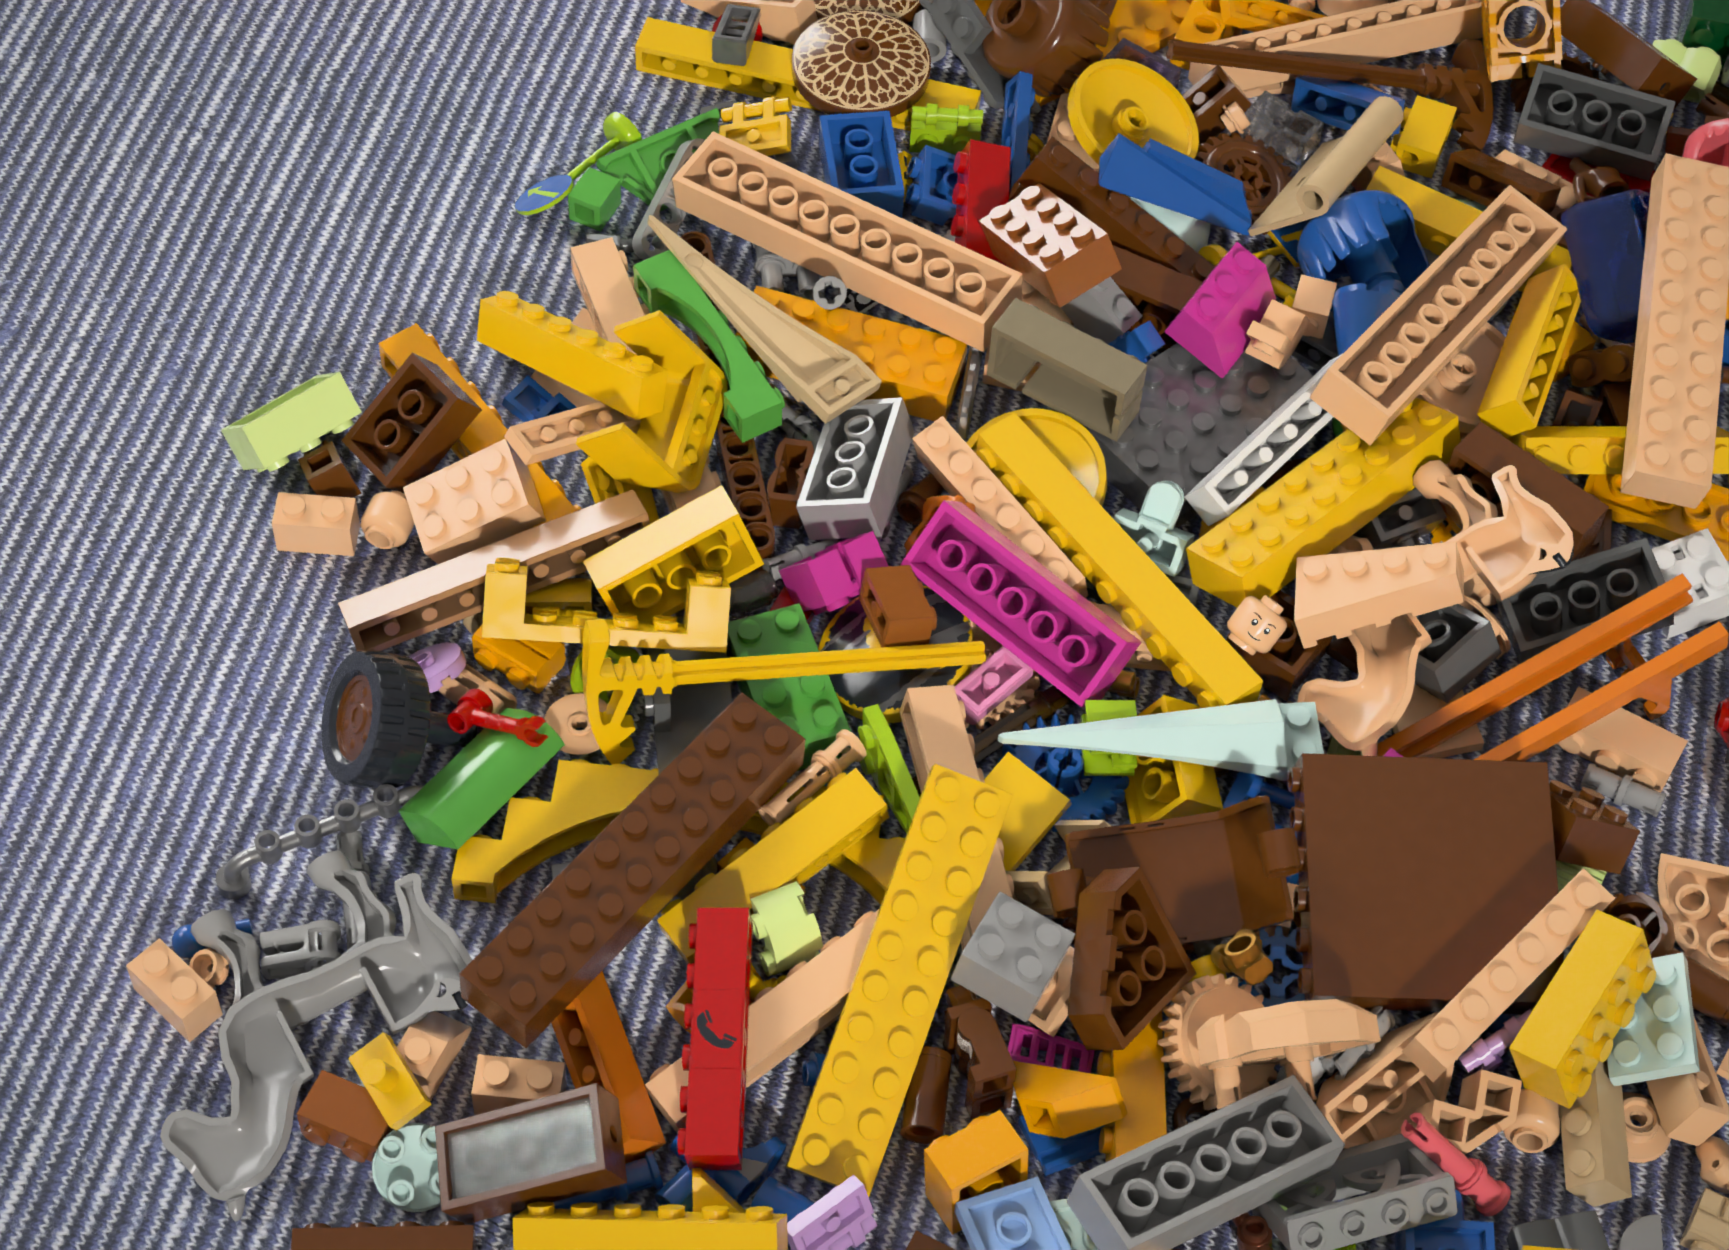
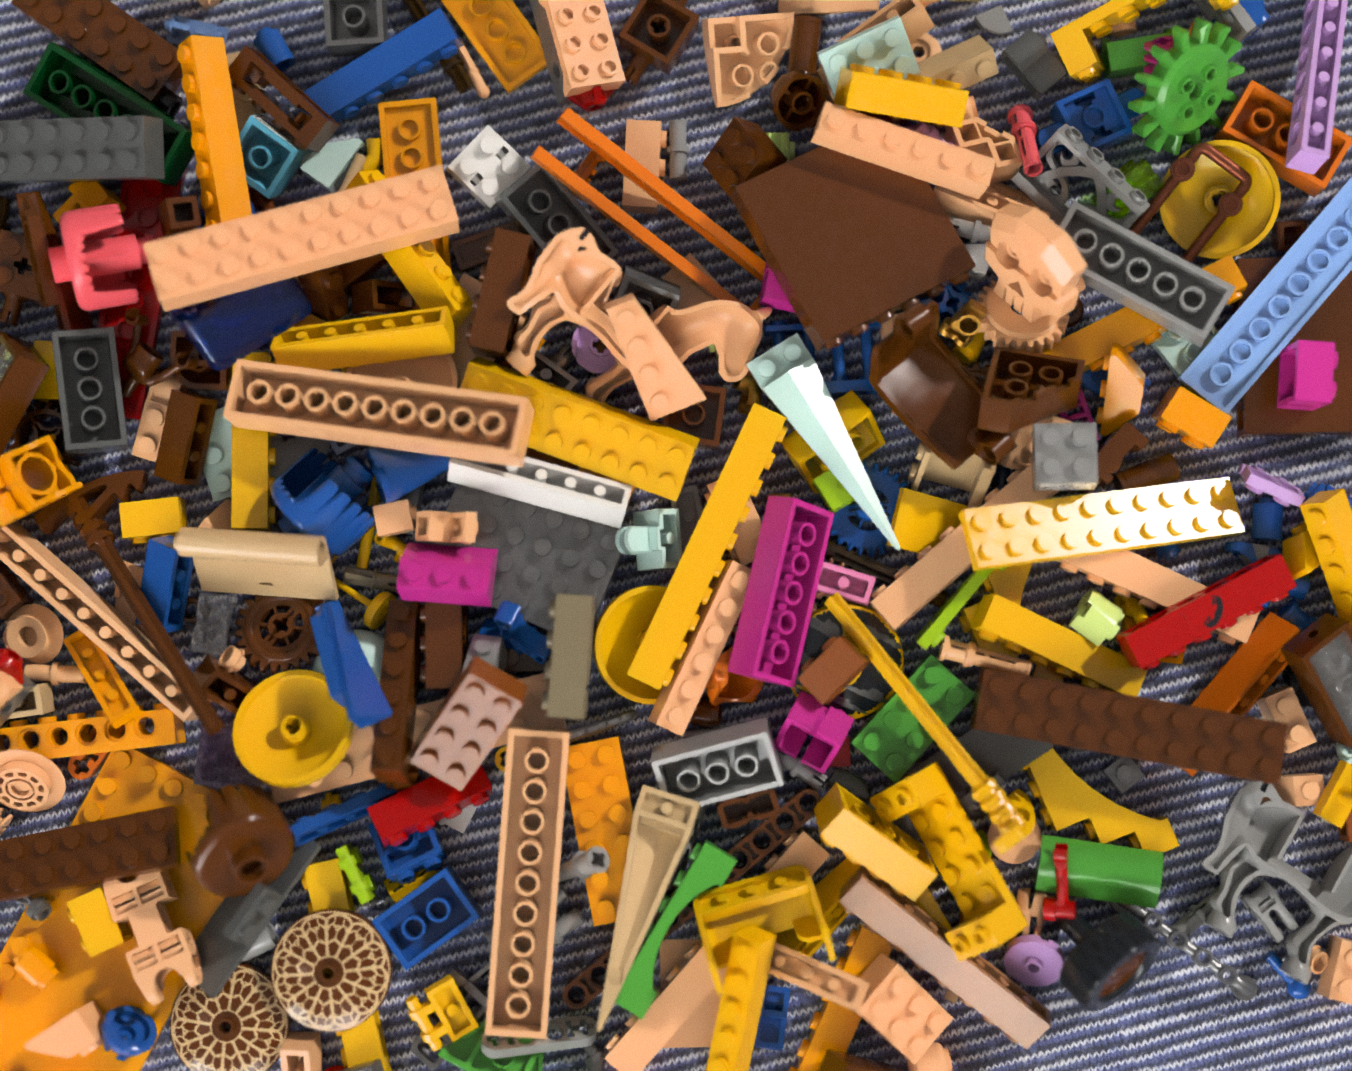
camera: 110 degrees left, 30 degrees up
(1256, 624) = (714, 425): light nougat head -> none

